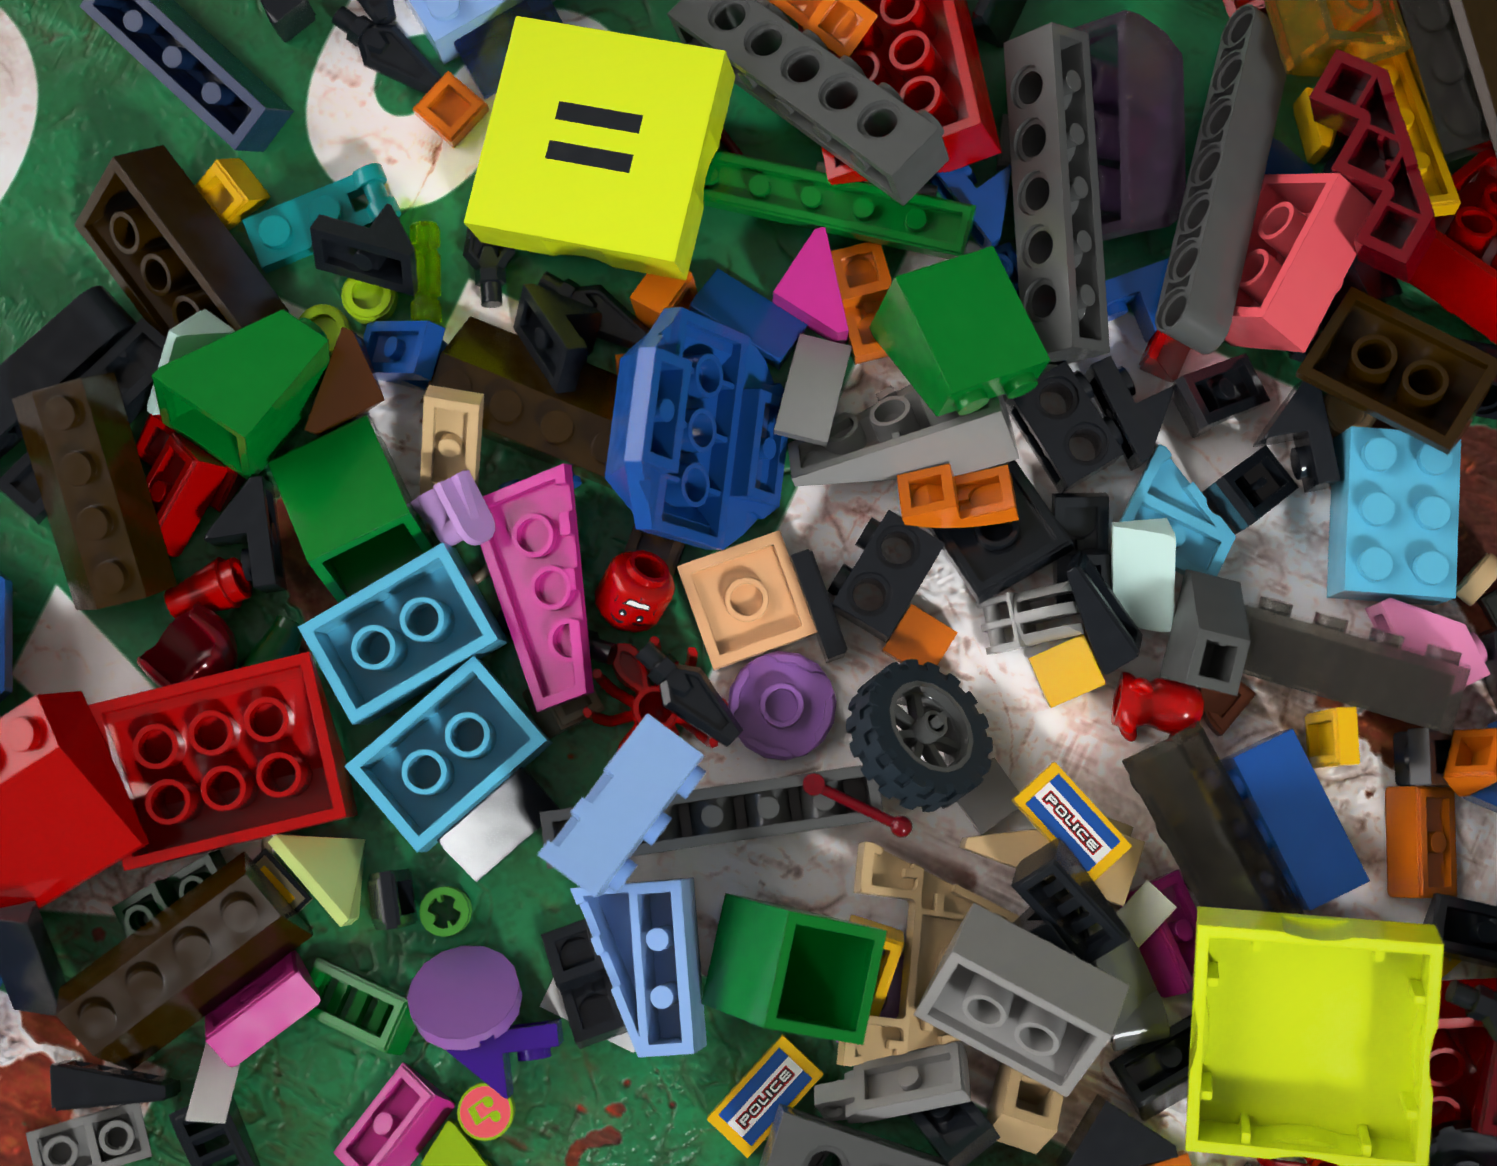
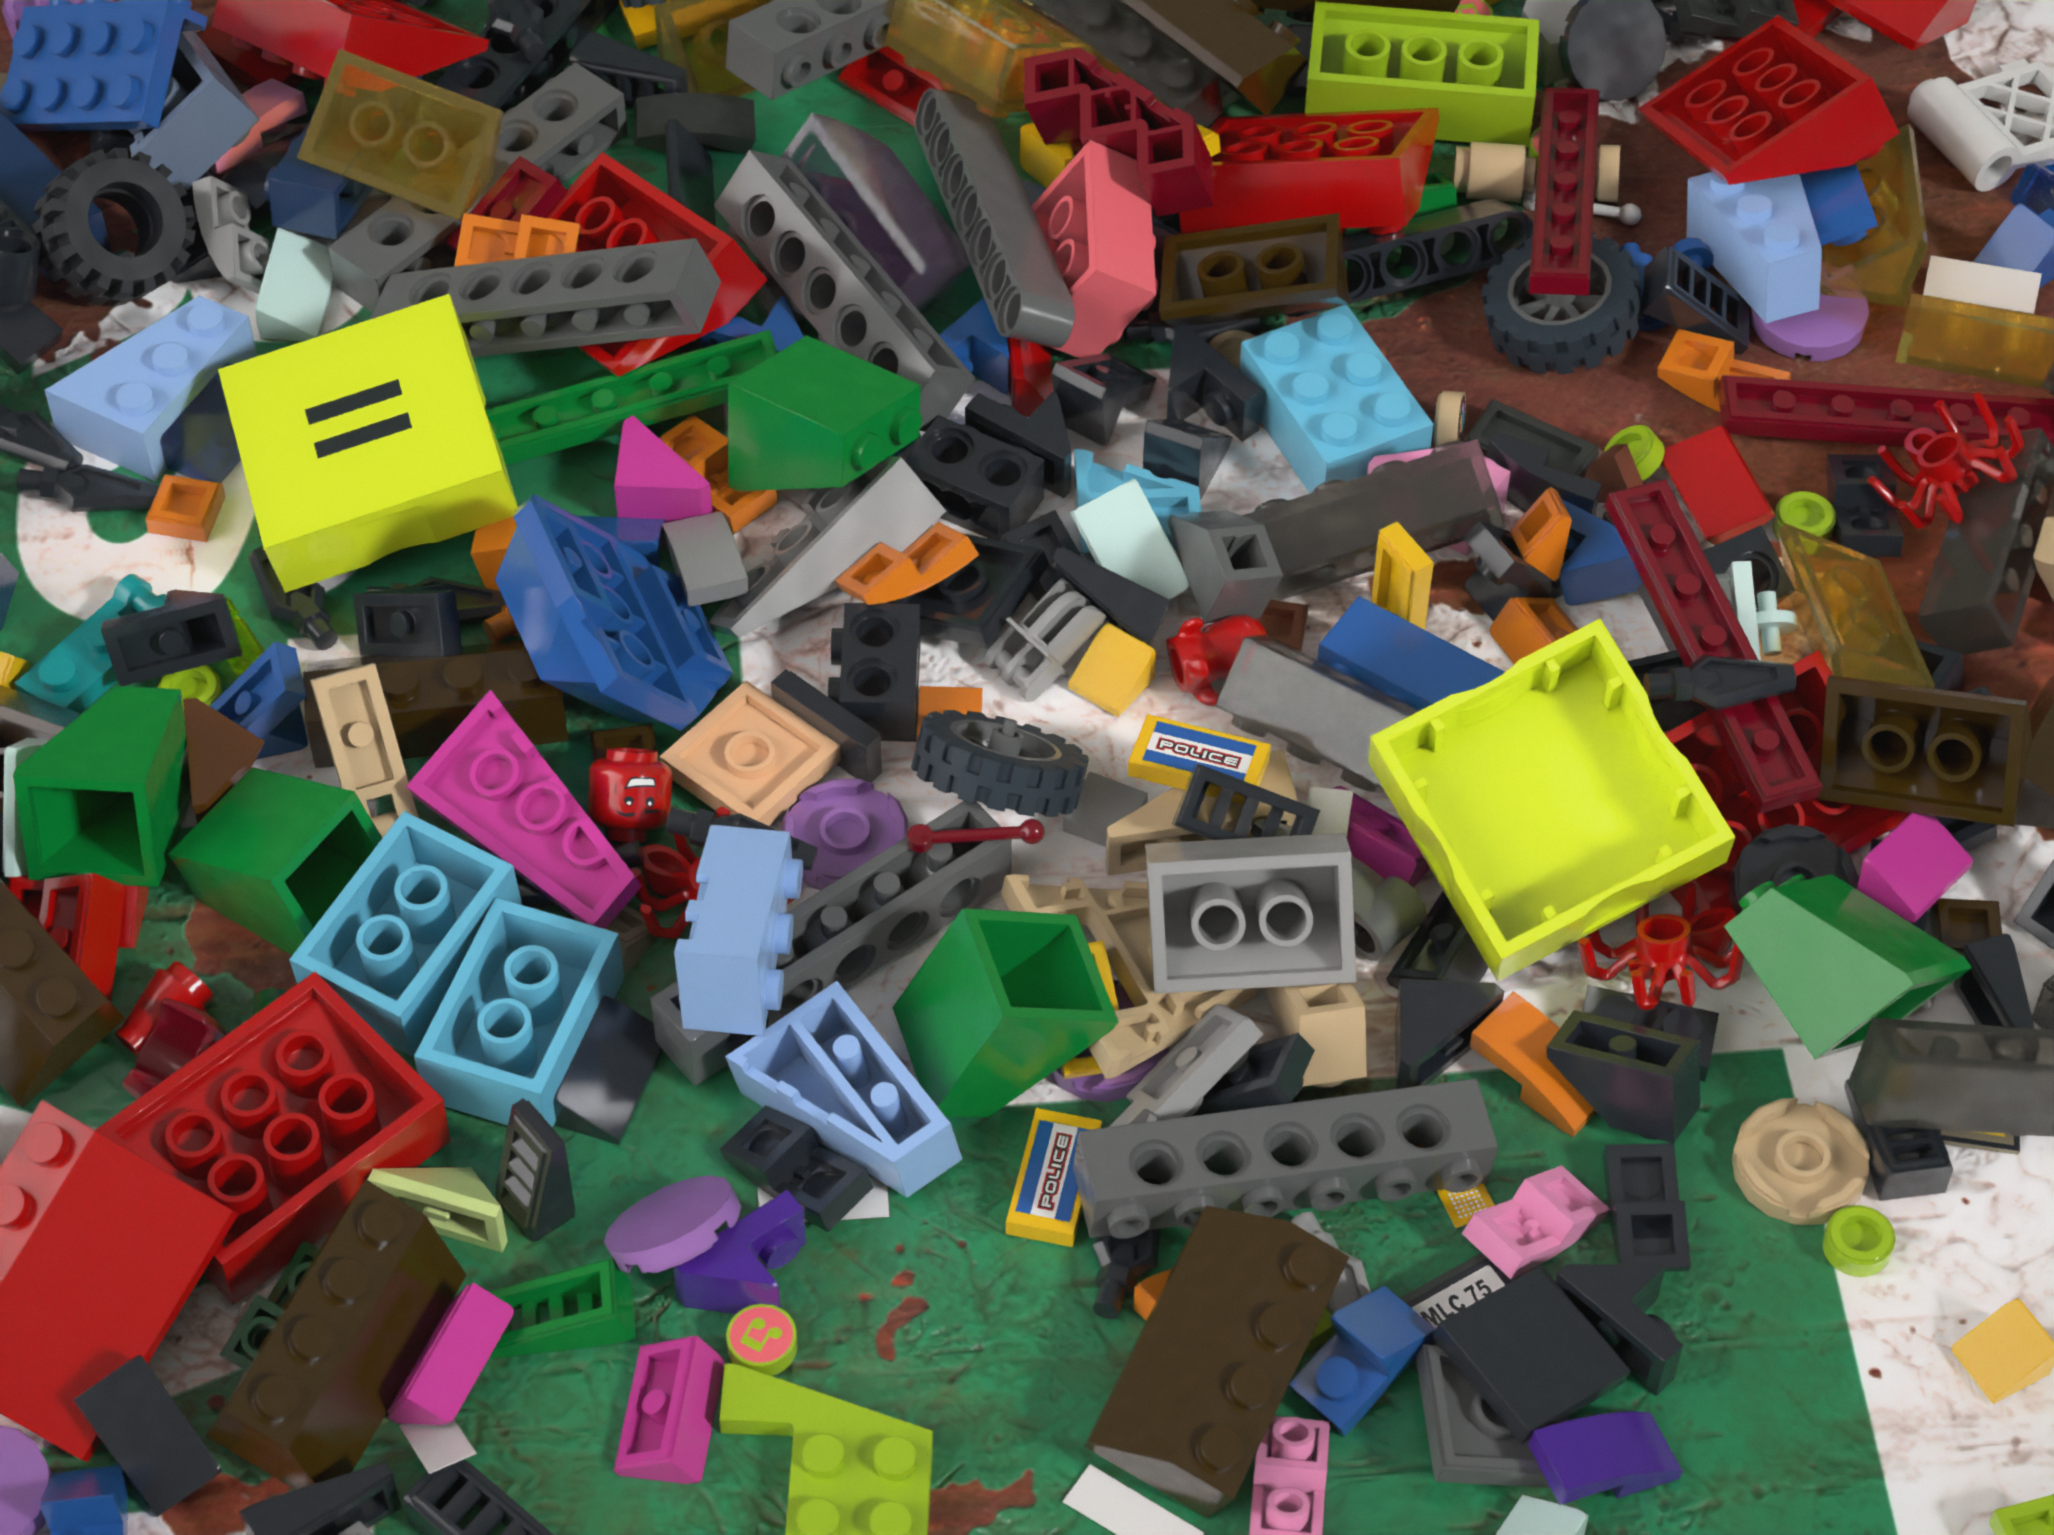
camera: 30 degrees left, 30 degrees down
(254, 520) = (183, 931): black slope -> none
(430, 918) = (601, 1199): bright green bush -> none
(456, 511) = (419, 783): lavender piece -> none

